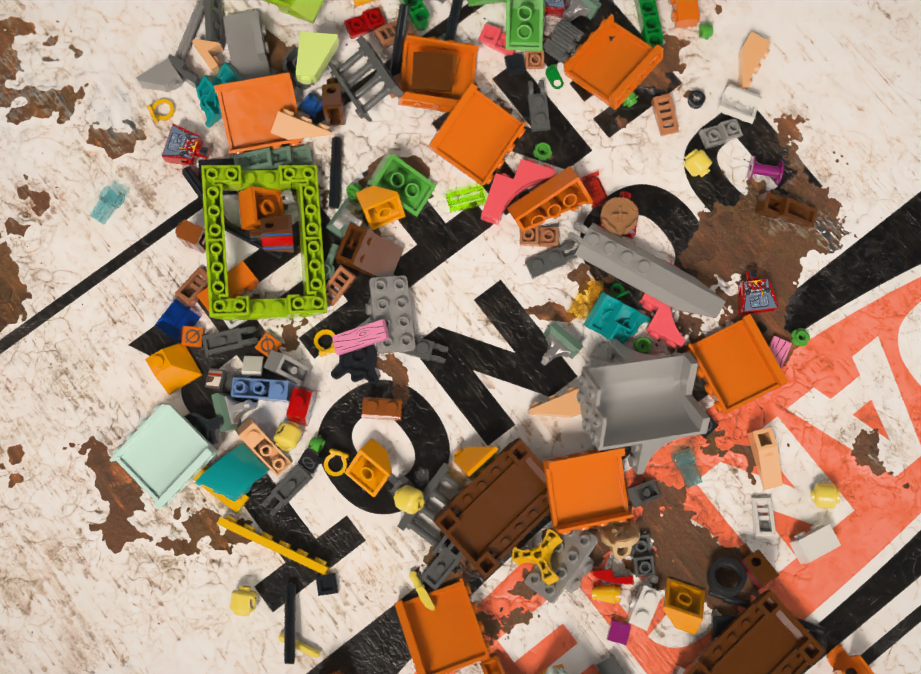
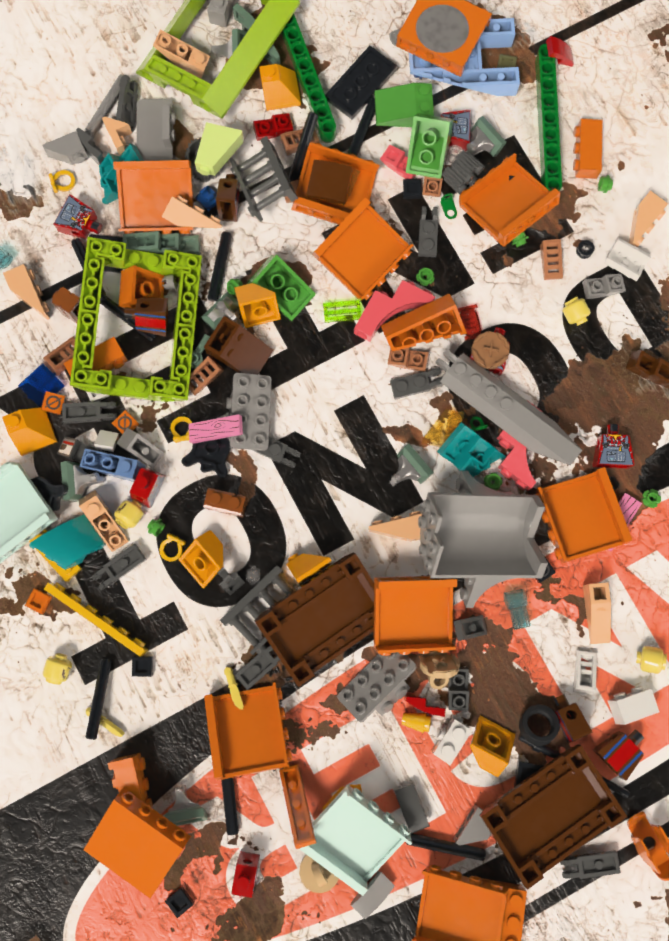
camera: 10 degrees right, 0 degrees up
(140, 223) = (22, 285): none -> light nougat slope
(212, 536) = (38, 601): none -> orange tile
(310, 461) = (146, 542): black tile -> none
(409, 499) = (235, 596): light yellow head -> none
(540, 555) = (356, 673): yellow piece -> none
(618, 632) = (422, 762): magenta tile -> none
(766, 170) = (650, 331): magenta piece -> none
(810, 591) = (621, 753): none -> torso

